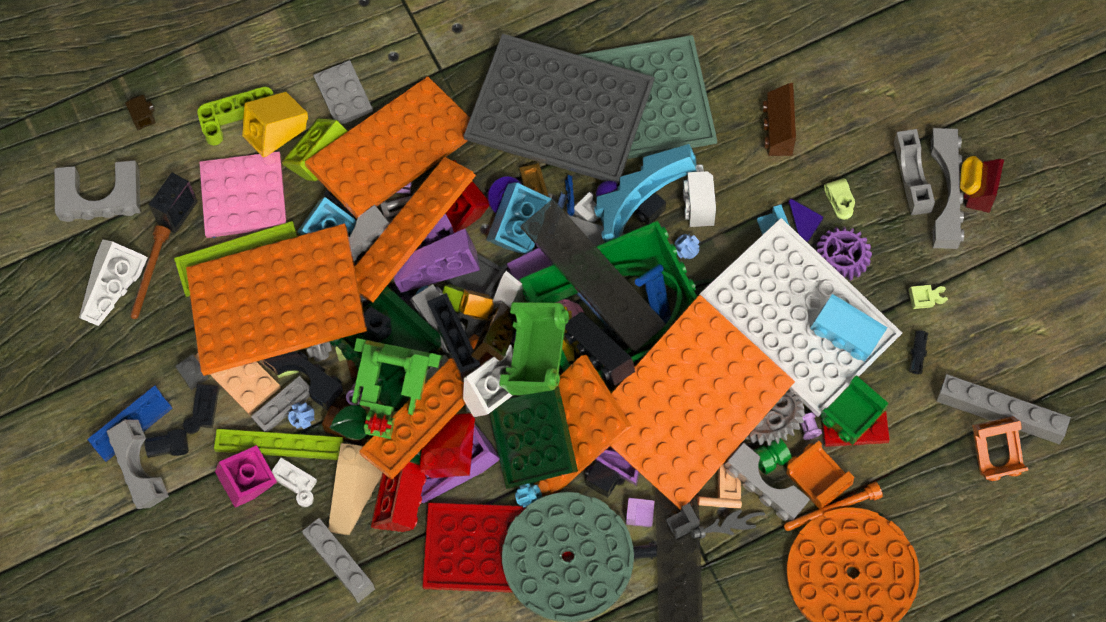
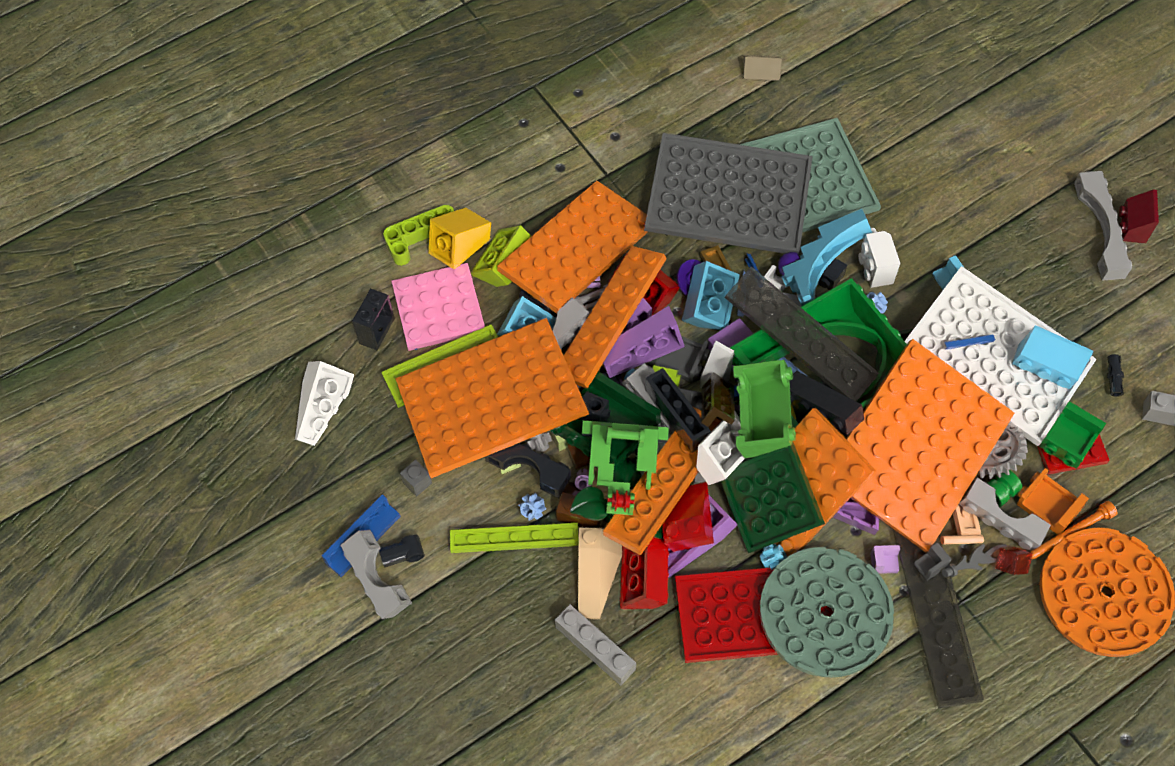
camera: 10 degrees left, 5 degrees down
(121, 201) = (320, 325): light grey arch -> none
(141, 112) = (327, 242): dark brown brick -> none
(160, 235) = (364, 352): dark orange piece -> none
(203, 408) = (432, 512): black hinge -> none
(245, 476) = (486, 572): dark pink slope -> none
(246, 385) = (470, 483): light nougat plate -> none
(278, 407) = (510, 498): light grey plate -> none
(296, 481) = (536, 571): white hinge -> none
(343, 93) = (519, 203): light grey plate -> none
(476, 304) = (688, 378): light orange brick -> none
(601, 479) = (841, 531): black brick -> none
(645, 551) = (901, 596): black pin -> none
(656, 291) = (858, 342): blue plate -> none
(767, 530) = (1013, 560): none -> clear red panel
(769, 301) = (968, 342): none -> blue piece
(780, 121) = (937, 182): reddish brown slope -> none
(805, 220) = (977, 266): dark purple tile -> none
(810, 427) = (1035, 461): lavender bush -> none
(840, 198) = (1007, 244): yellowish green piece -> none
(852, 244) = (1025, 284): medium lavender gear -> none
(909, 158) = (1060, 197): light grey arch -> none
(924, 296) = (1108, 324): yellowish green plate -> none
(971, 175) = (1126, 209): yellow tile -> none

